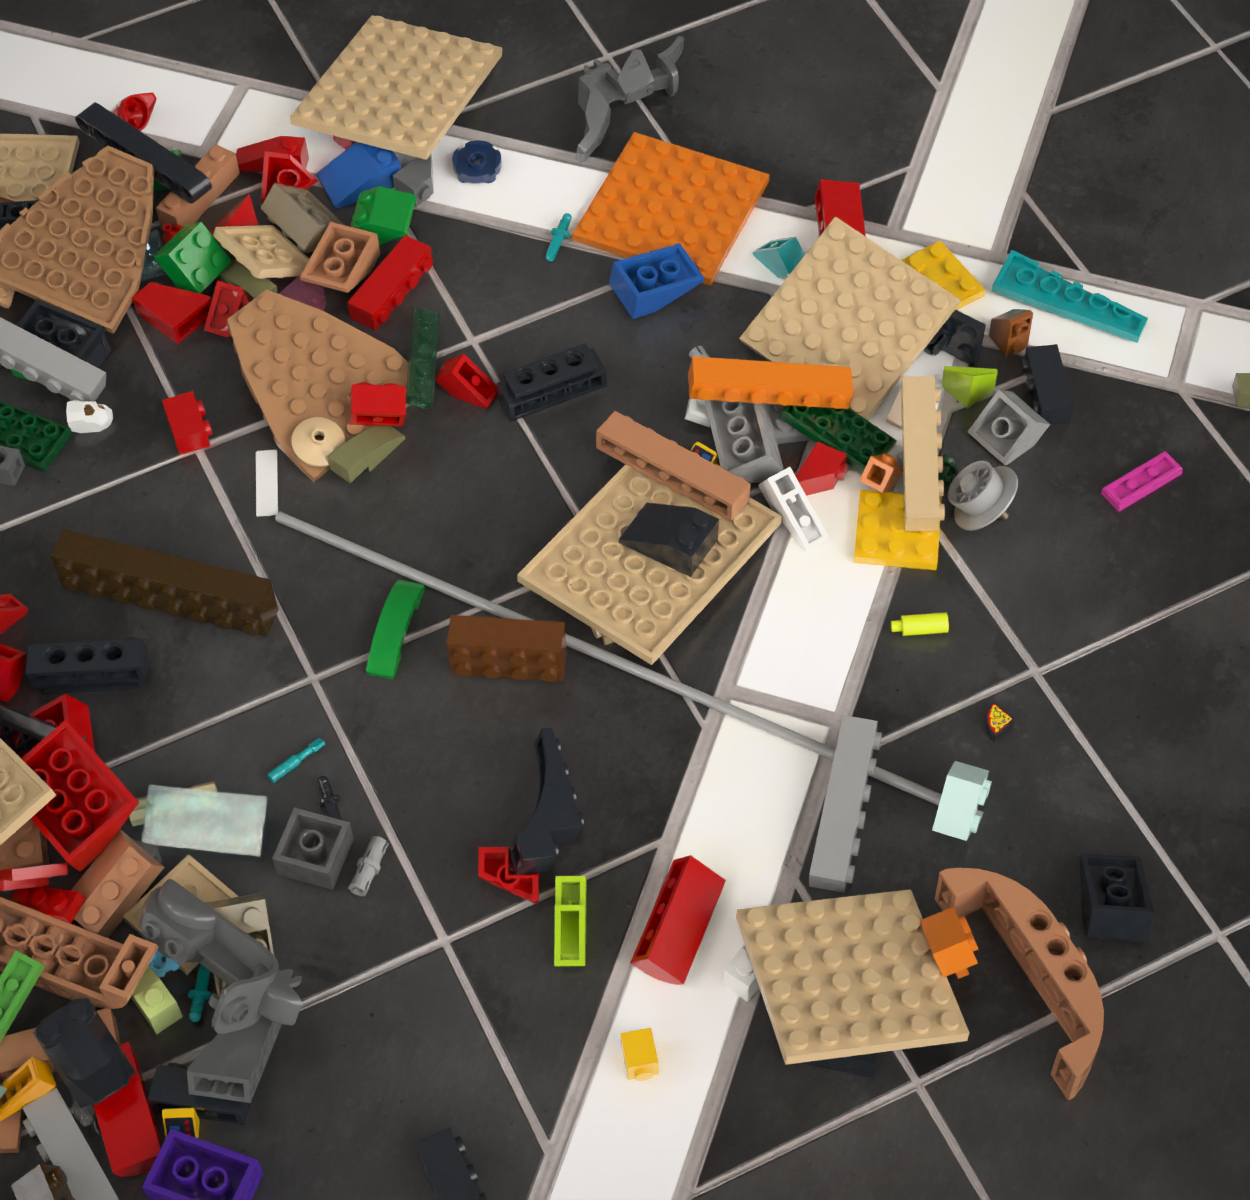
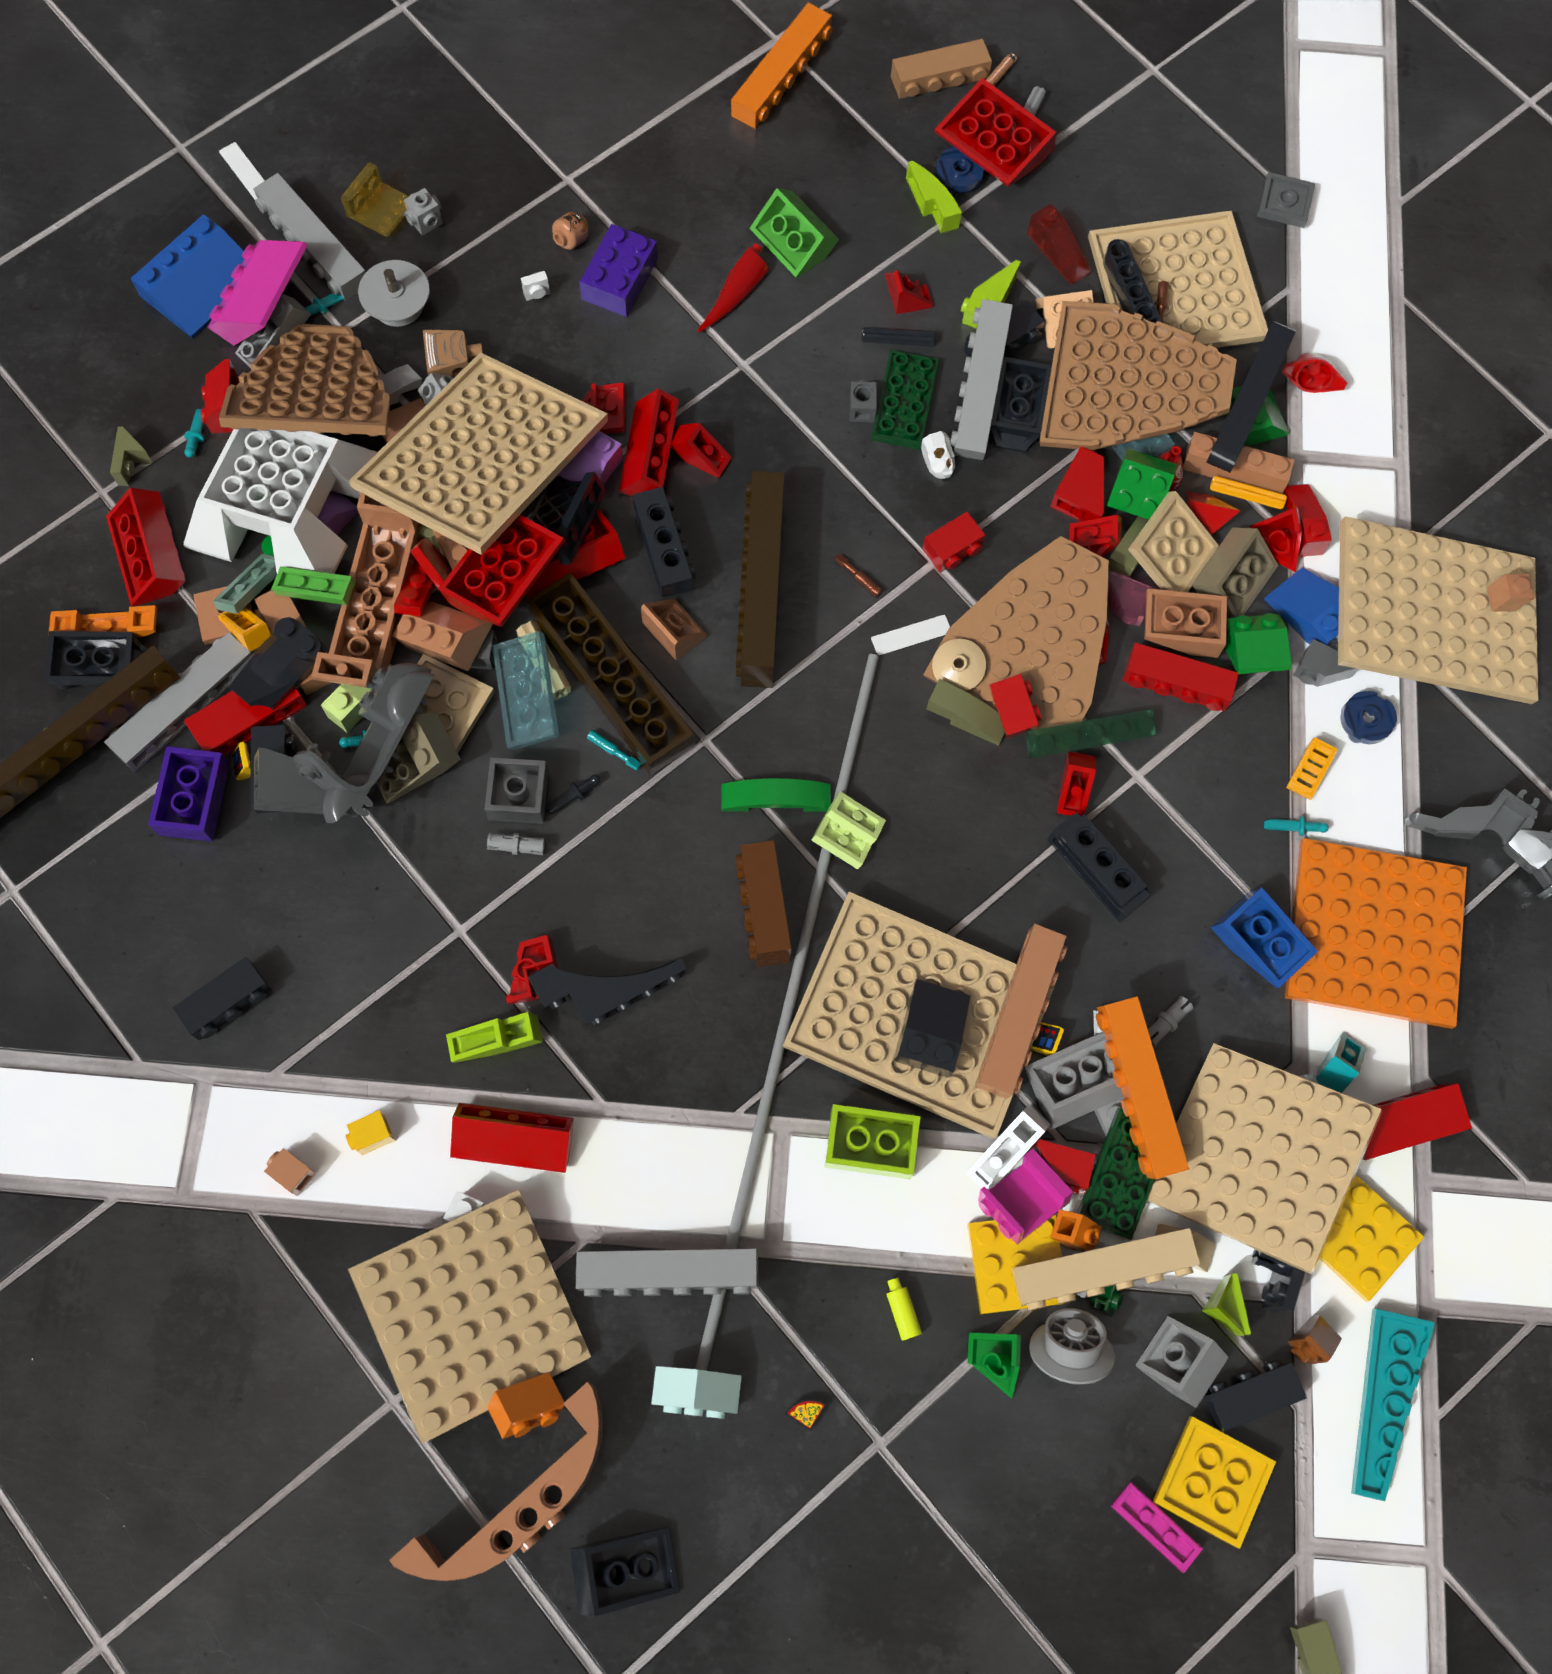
camera: 70 degrees right, 15 degrees up
(183, 681) = (672, 626): none -> nougat slope
(189, 510) = (859, 576): none -> copper piece
(220, 736) = (610, 673): none -> dark brown brick
(227, 192) = (1248, 492): none -> light orange axle
(403, 30) = (1510, 592): none -> nougat brick
(451, 570) = (848, 830): none -> yellowish green slope
(502, 199) = (1318, 752): none -> light orange slope
(660, 1140) = (289, 1171): none -> nougat brick
(762, 610) = (872, 1142): none -> lime brick
(842, 503) = (1025, 1198): none -> dark pink panel
(979, 558) = (996, 1358): none -> green slope
(1112, 430) = (1214, 1482): none -> yellow plate

